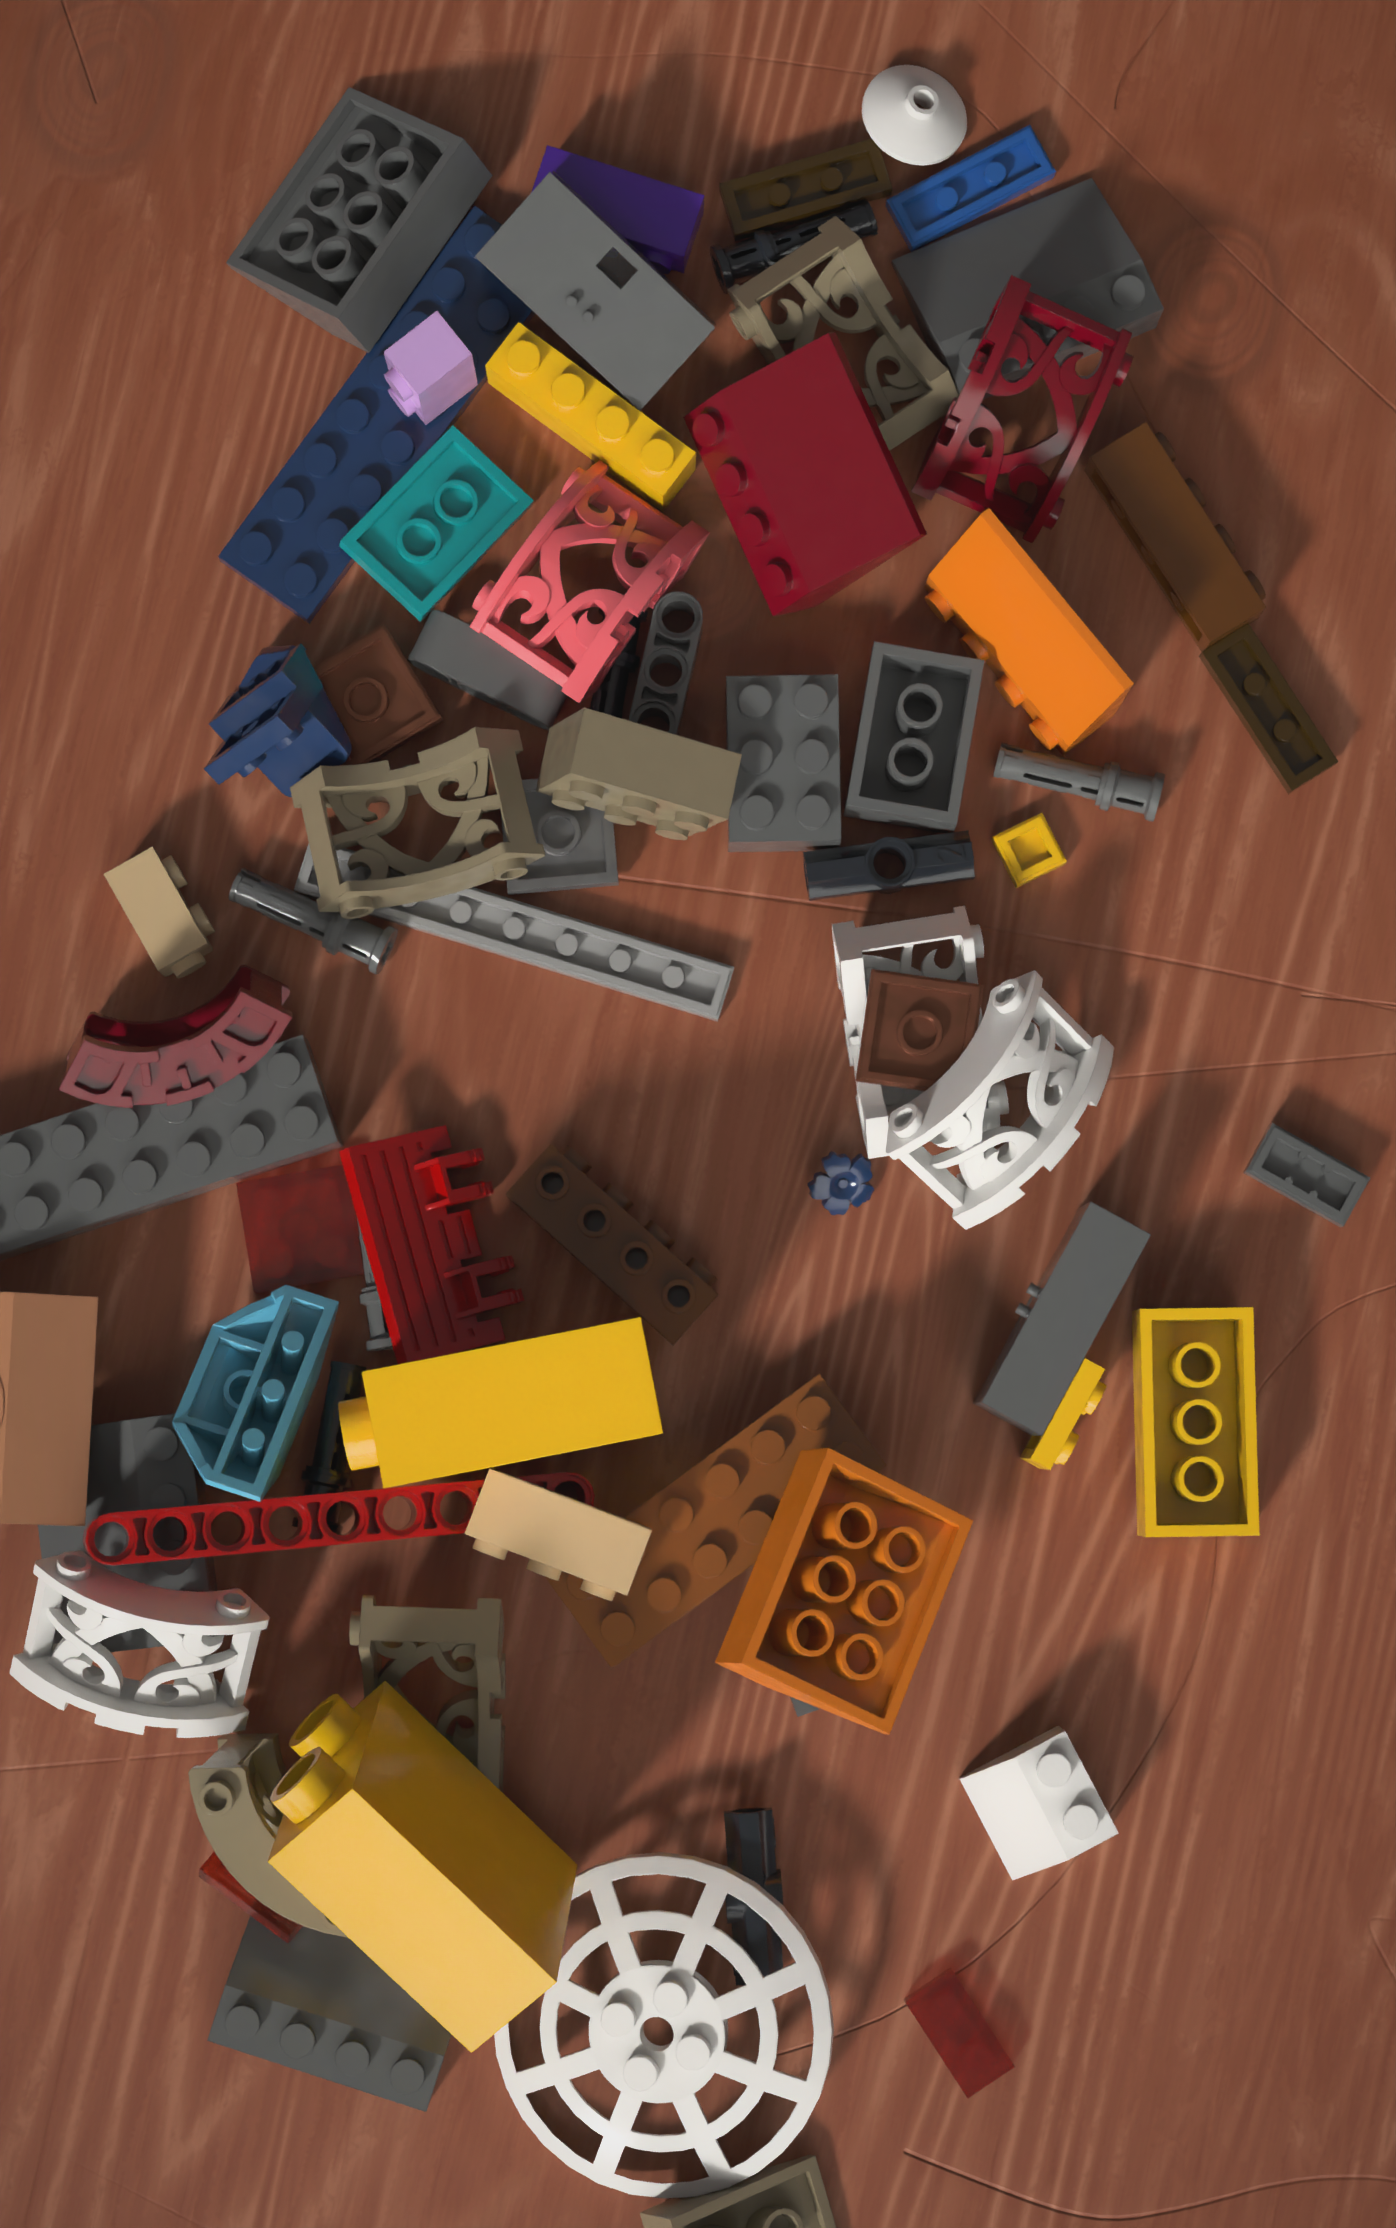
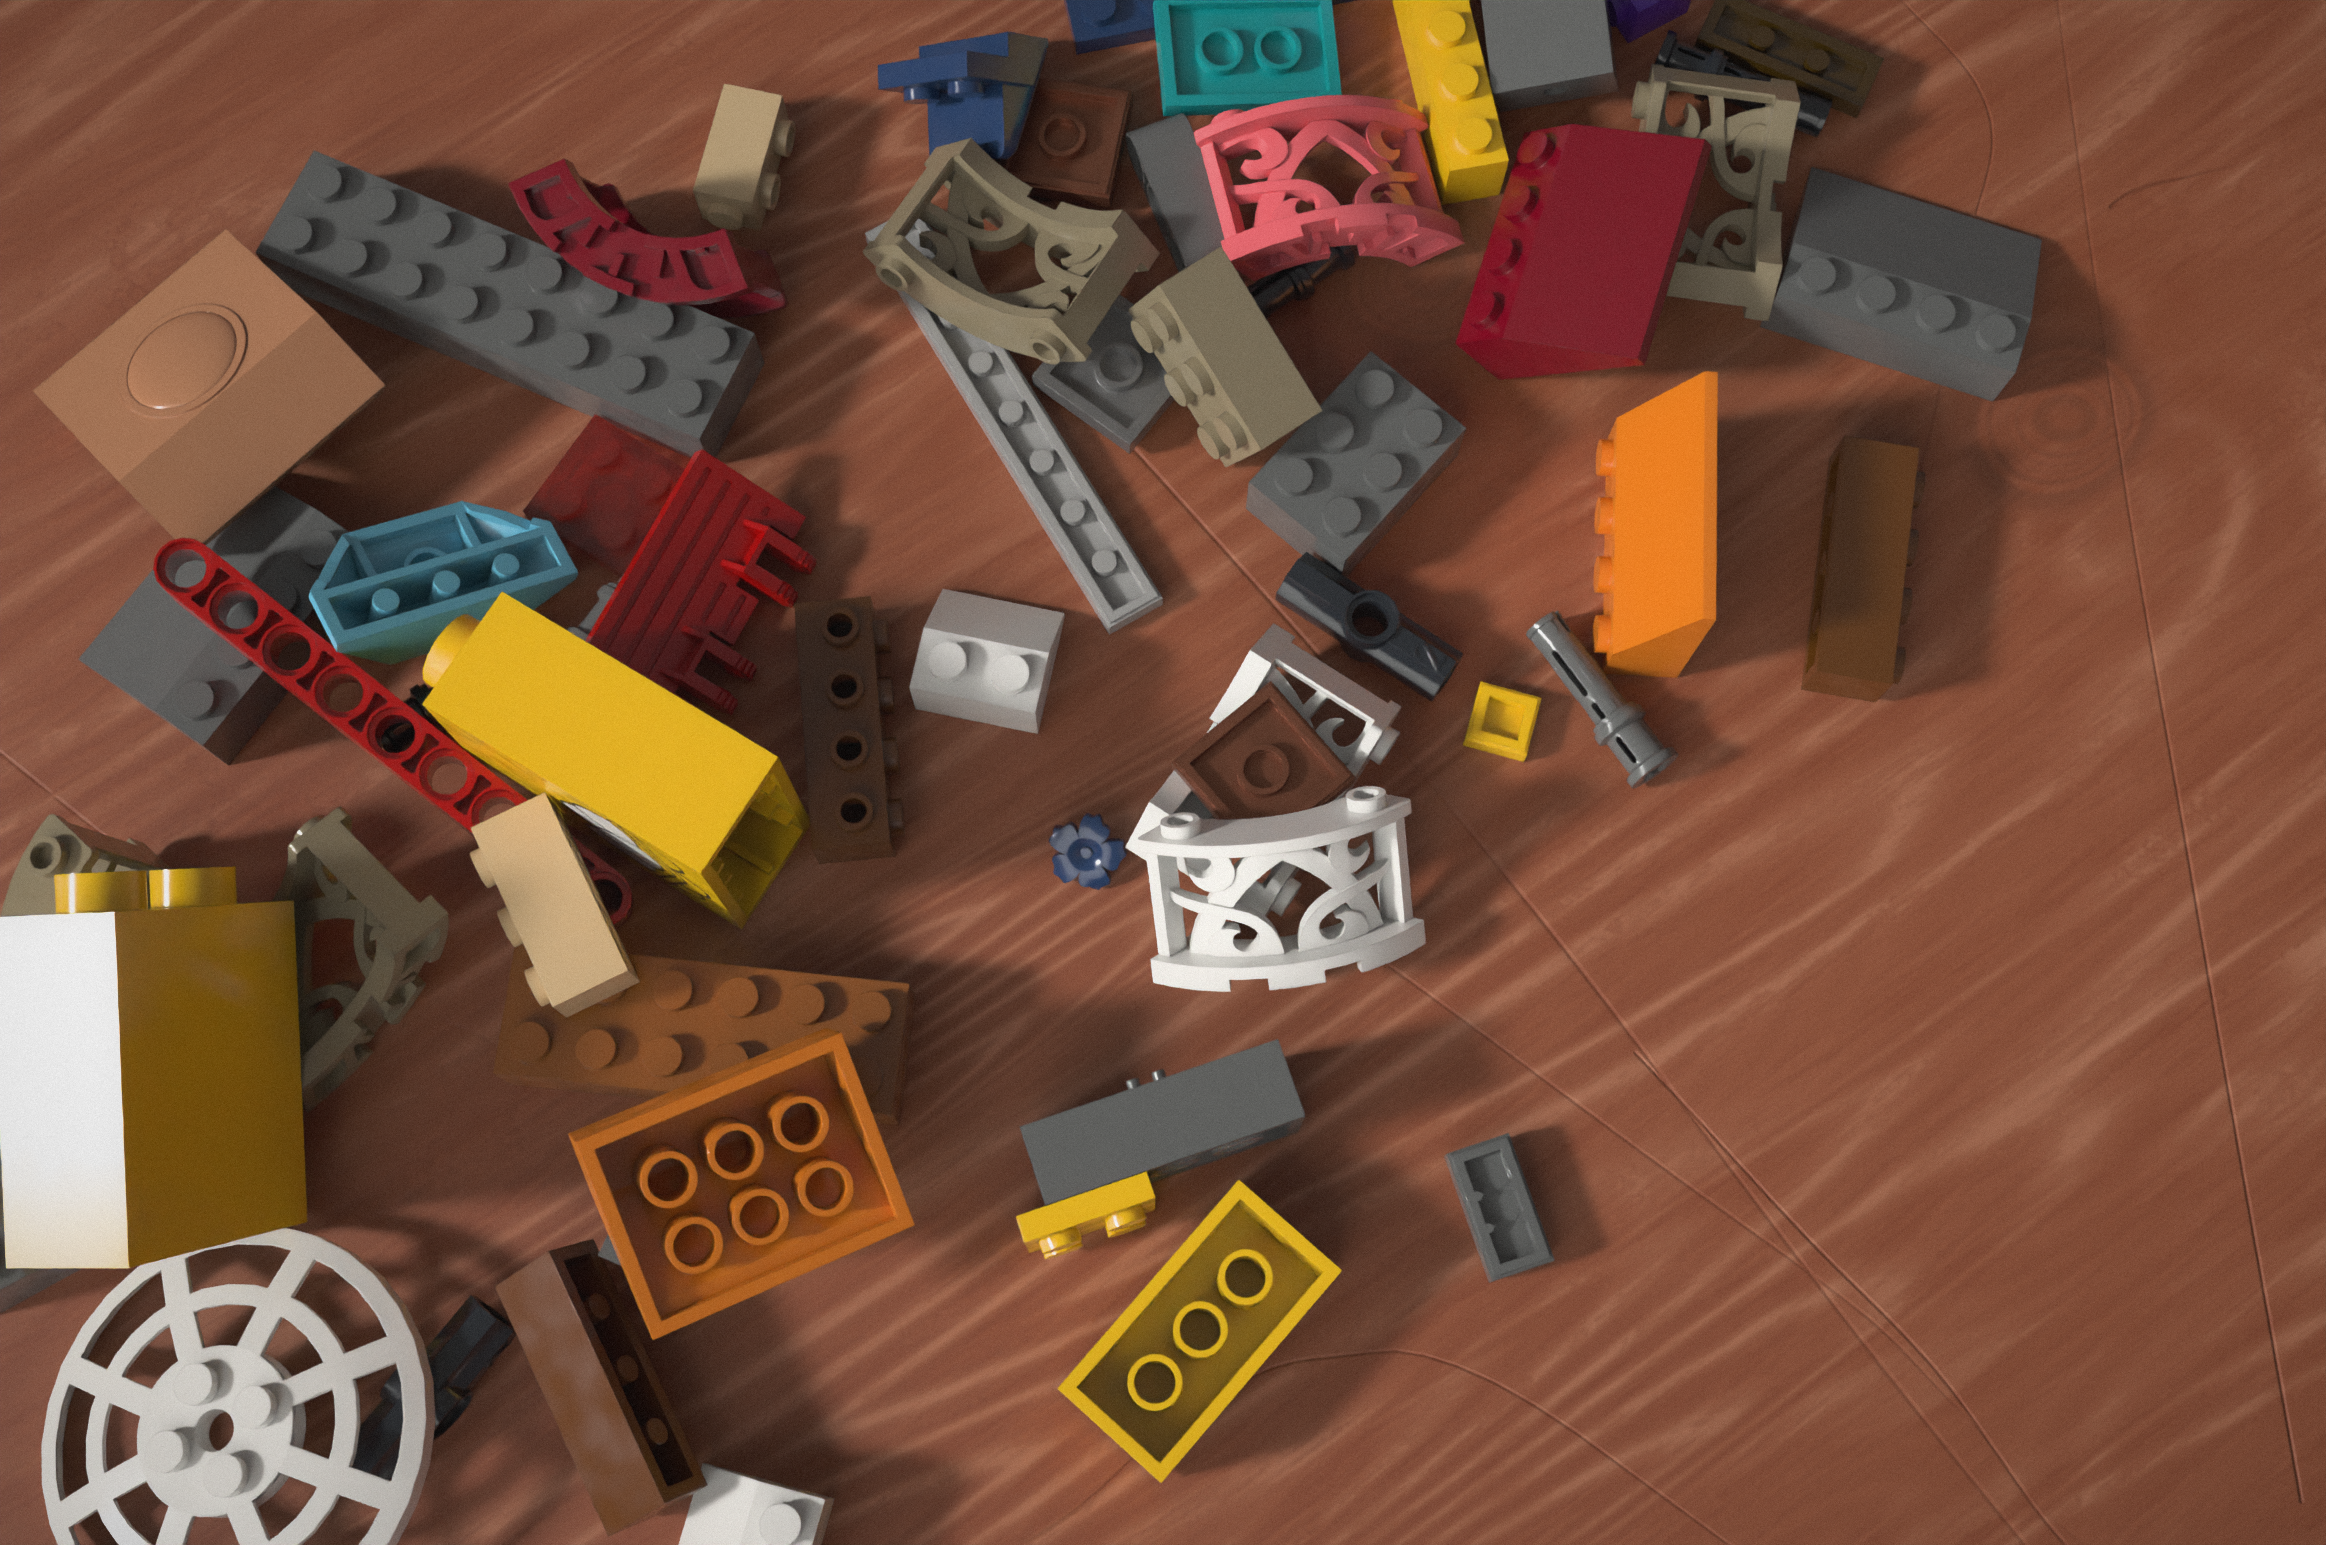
camera: 45 degrees right, 10 degrees down
(111, 1604) = (65, 664): white fence -> none
(349, 936) = (864, 293): dark grey pin -> none
(658, 1110) = (986, 660): none -> white slope
(671, 648) = (1345, 301): dark grey beam -> none
(860, 1792) = (594, 1388): none -> reddish brown brick
(905, 129) = (1931, 72): white dish -> none
(914, 738) = (1484, 537): dark grey brick -> none
(970, 188) = (1930, 166): blue tile -> none
(1011, 337) = (1860, 271): dark red fence -> none
(1268, 708) = (1819, 781): dark brown plate -> none

